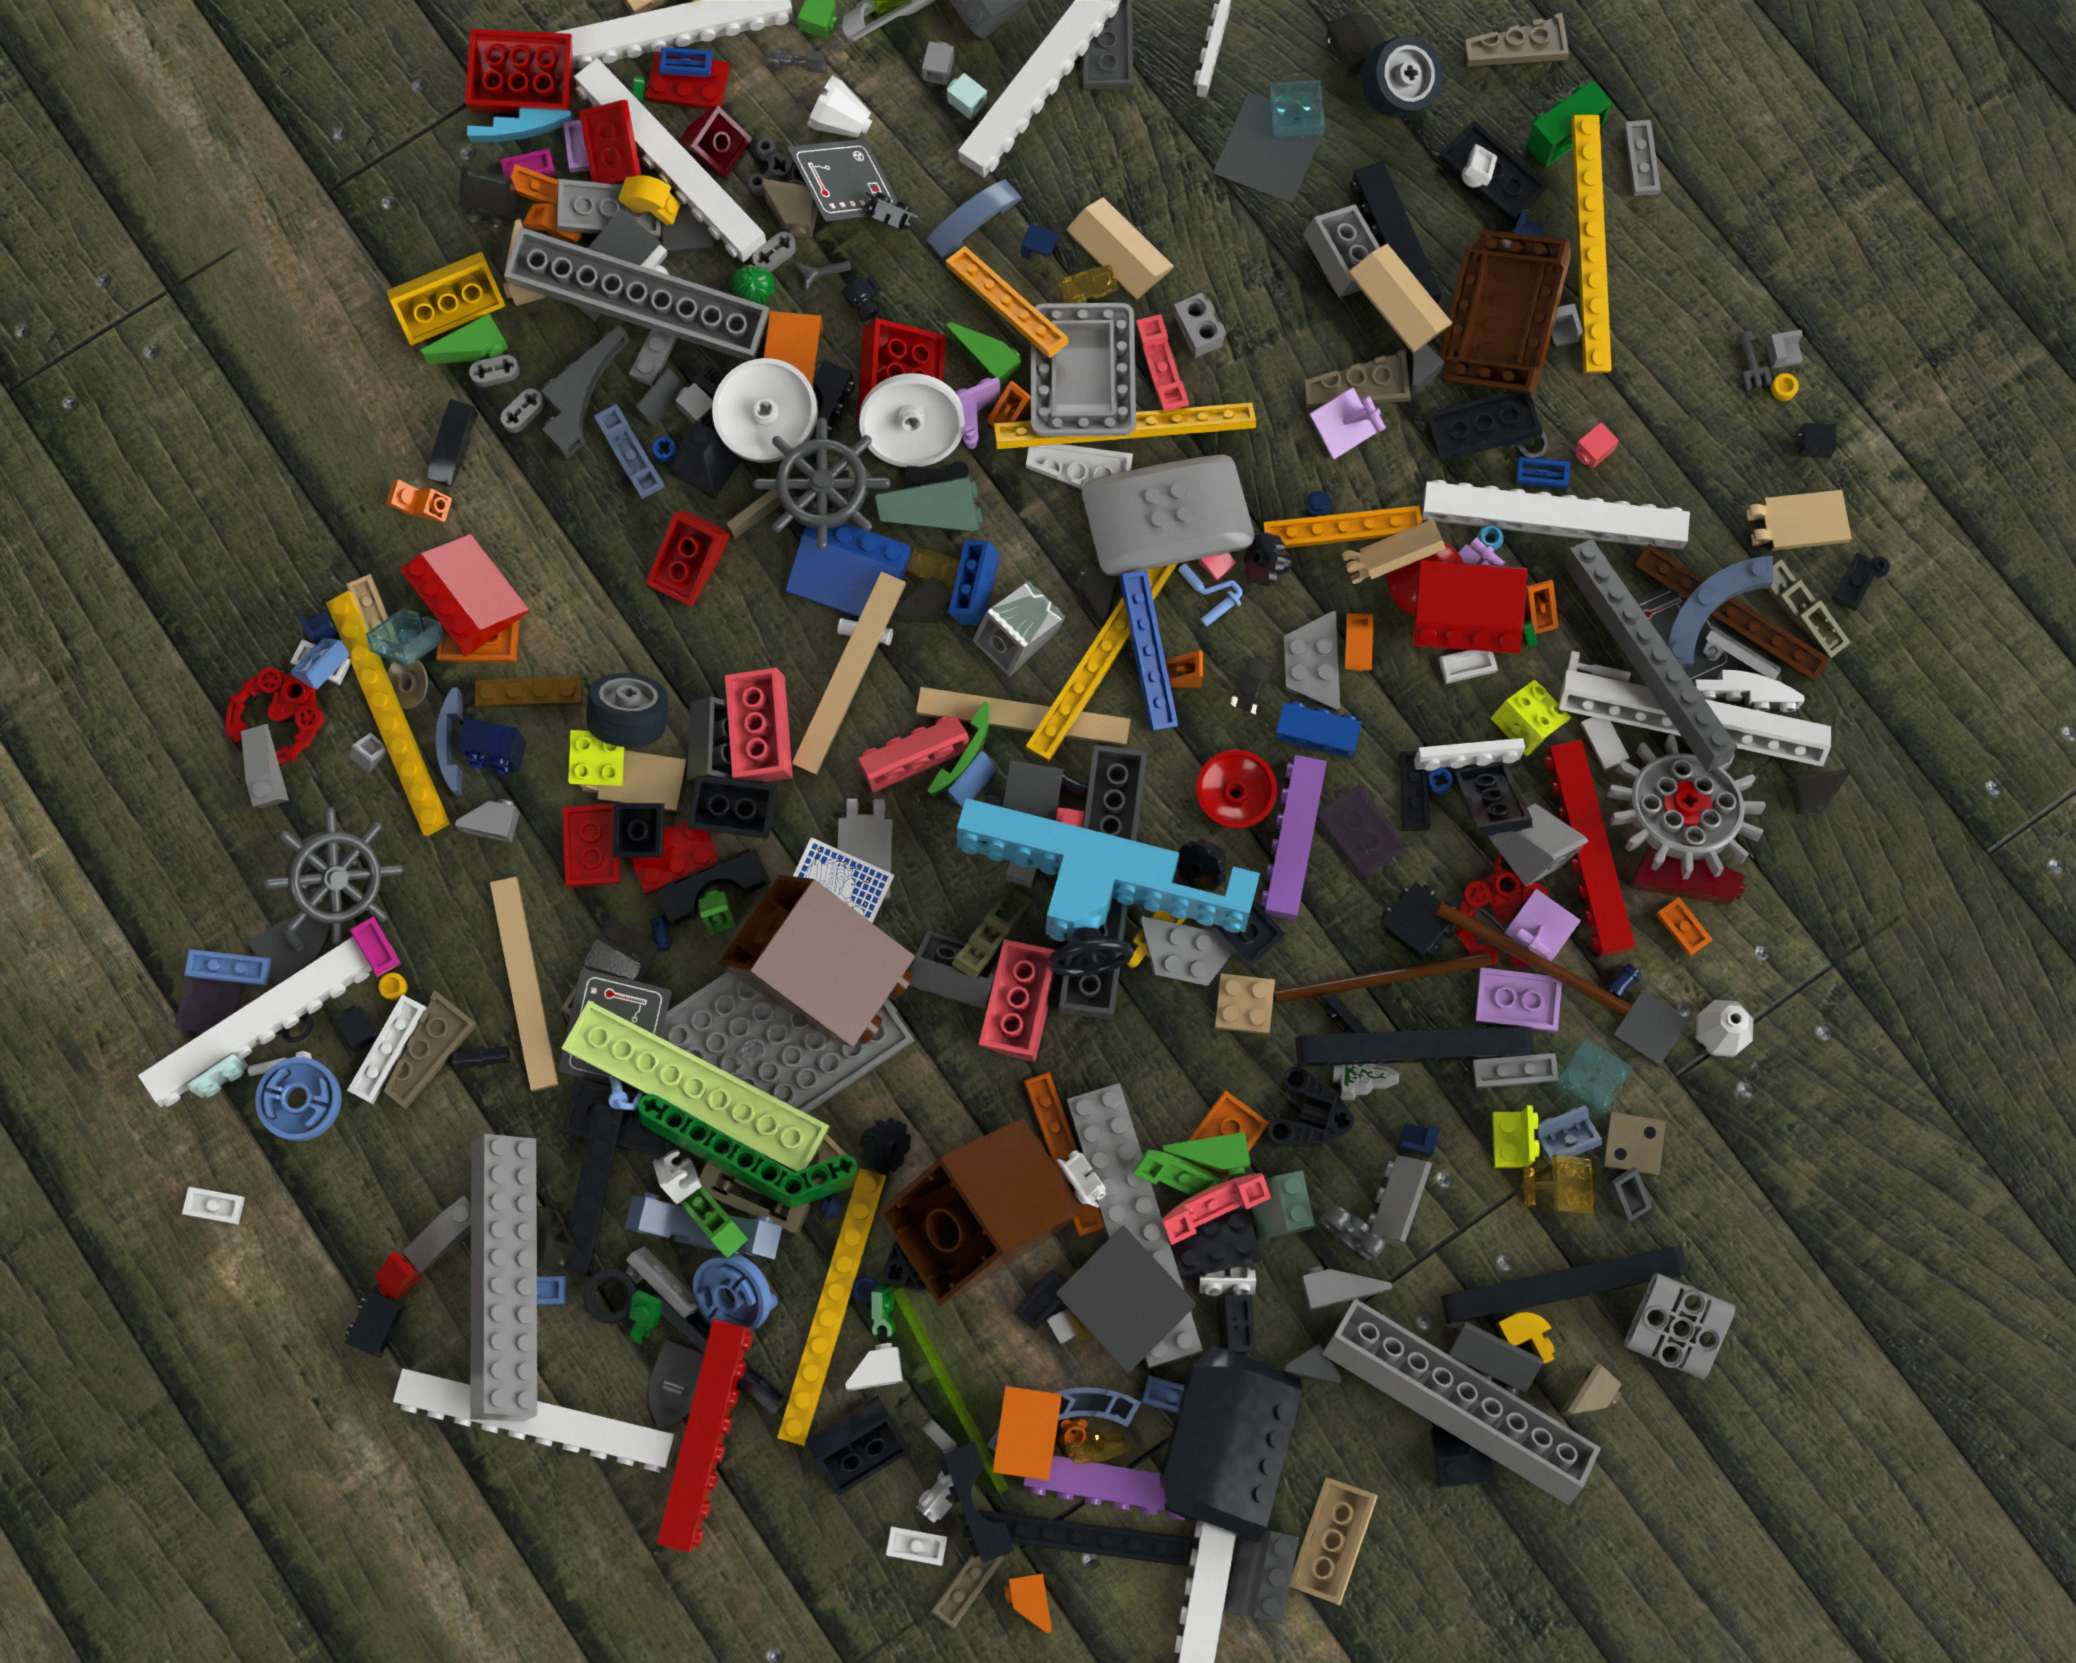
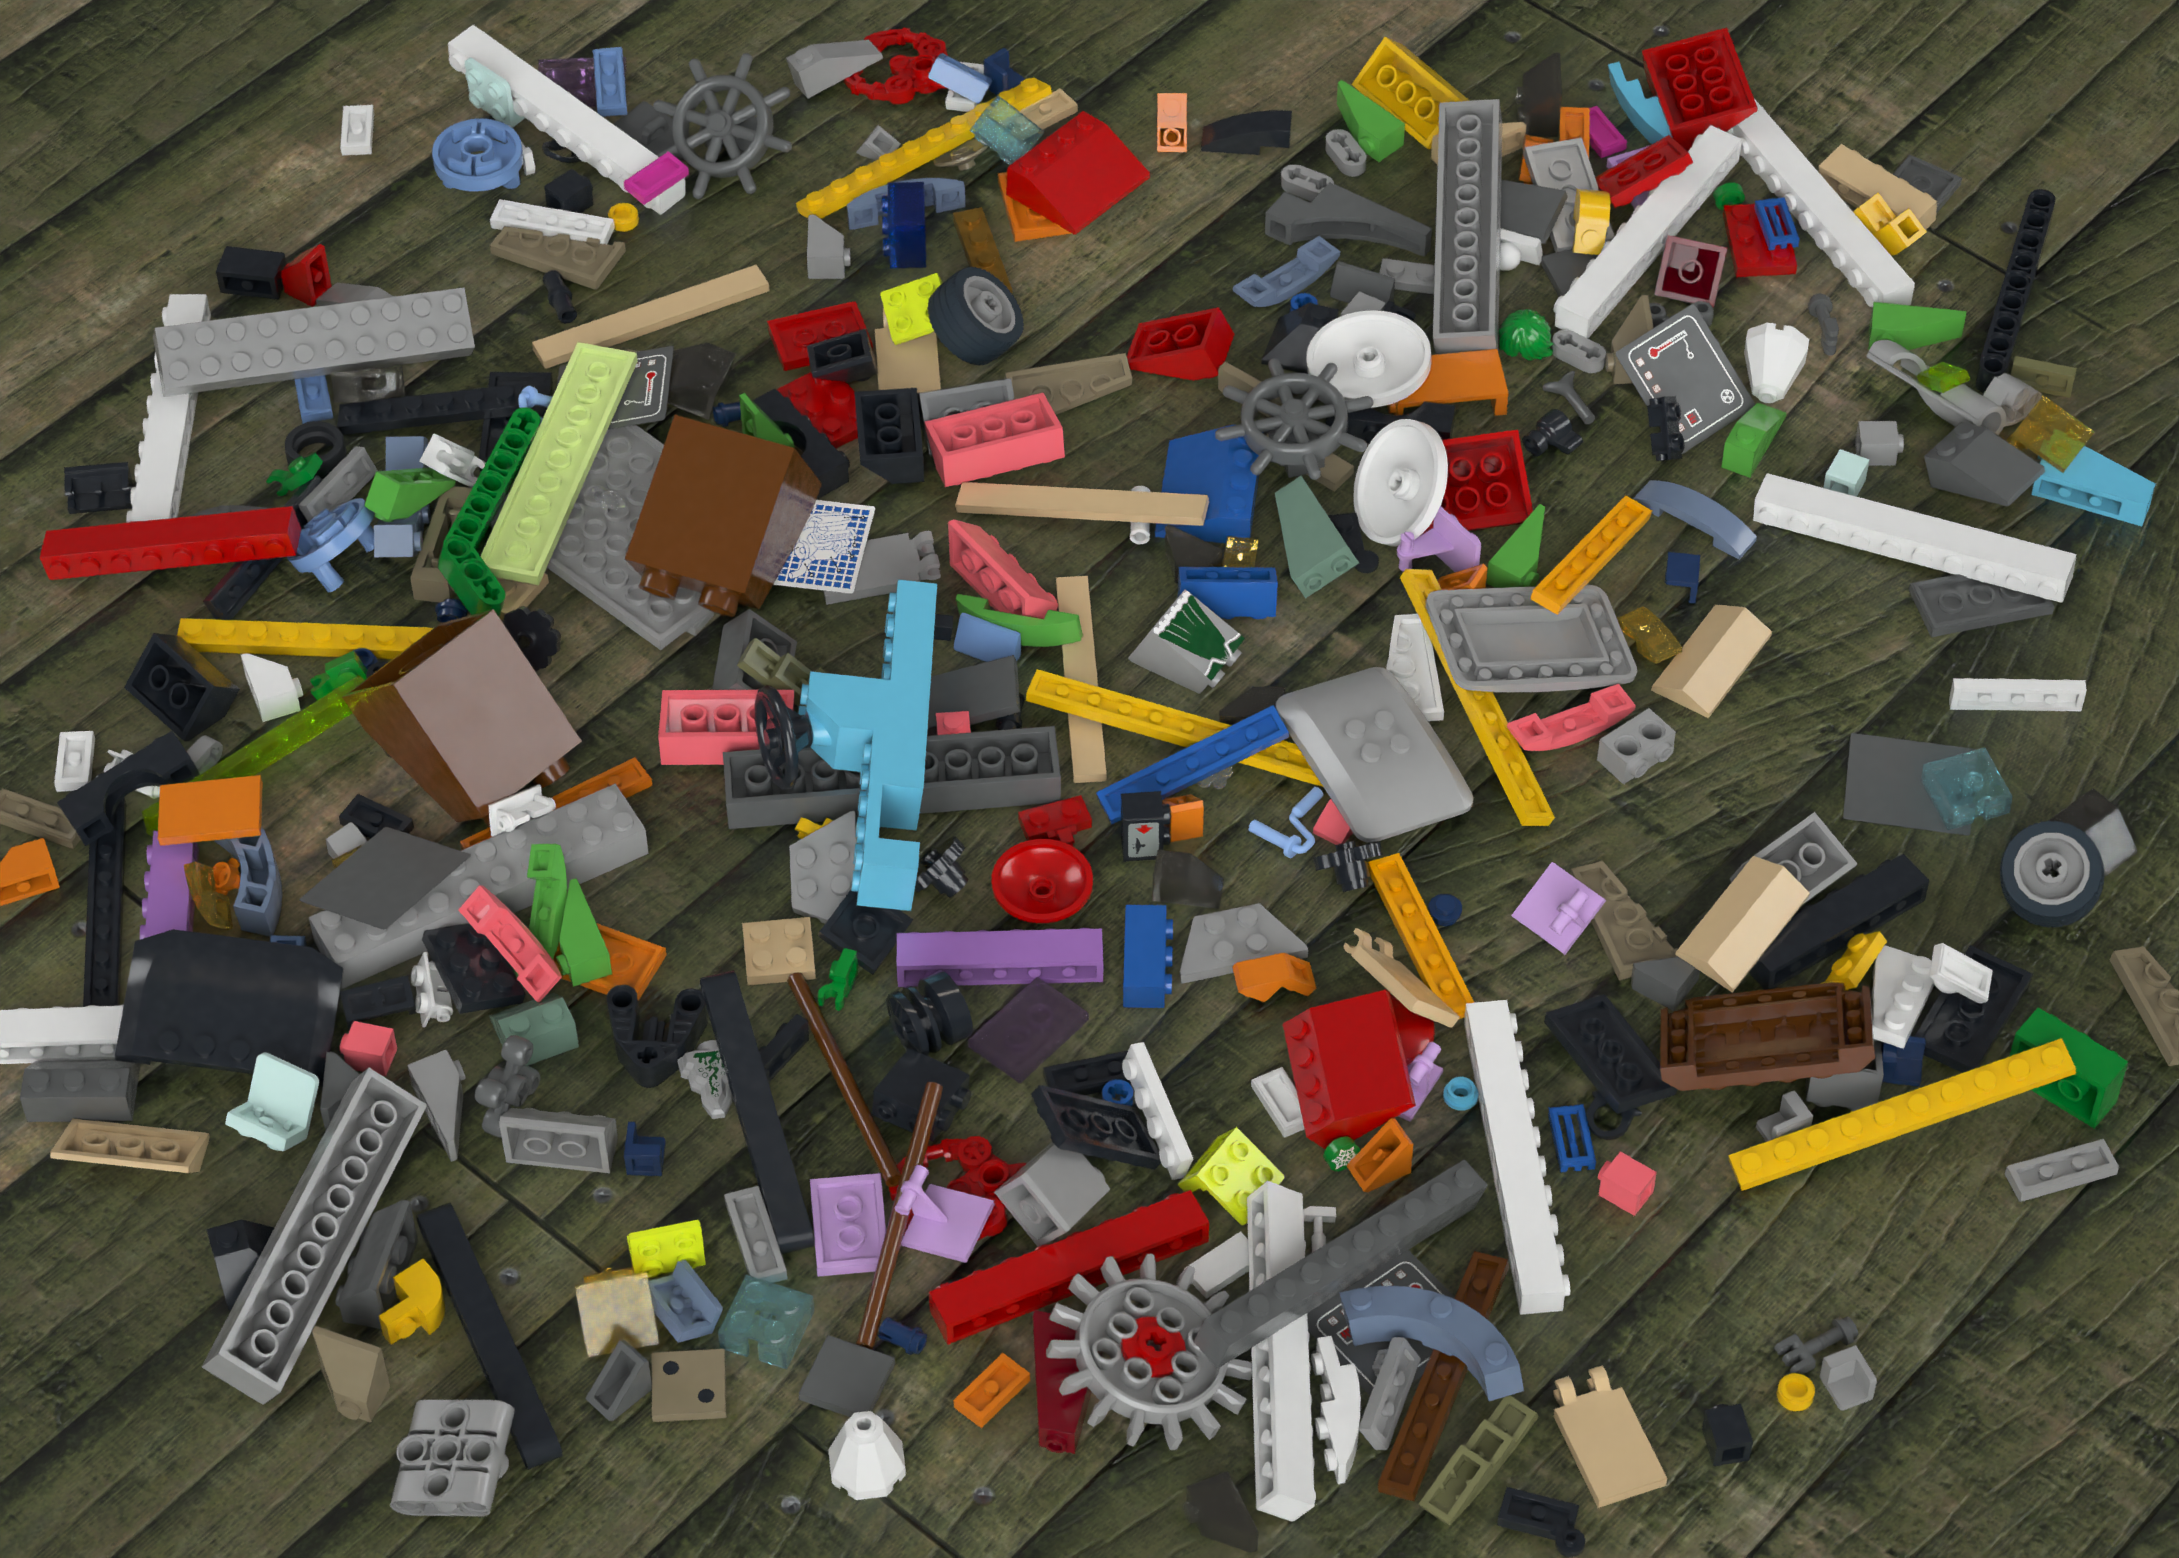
camera: 75 degrees right, 25 degrees down
(605, 1493) = (98, 487): none -> black hinge
(705, 654) = (1073, 382): none -> dark tan wing
(905, 150) = (1751, 439): none -> bright green slope
(1167, 767) = (1056, 820): none -> red hinge
(1202, 701) = (1143, 825): none -> black brick
(1276, 1338) = (369, 1047): none -> coral brick
(1286, 959) = (843, 975): none -> green plate
(1326, 1420) = (277, 1104): none -> light aqua bracket
(1352, 905) = (930, 1014): none -> black wheel
(1438, 237) = (1857, 959): none -> yellow plate
(1471, 211) = (1898, 994): none -> white wing

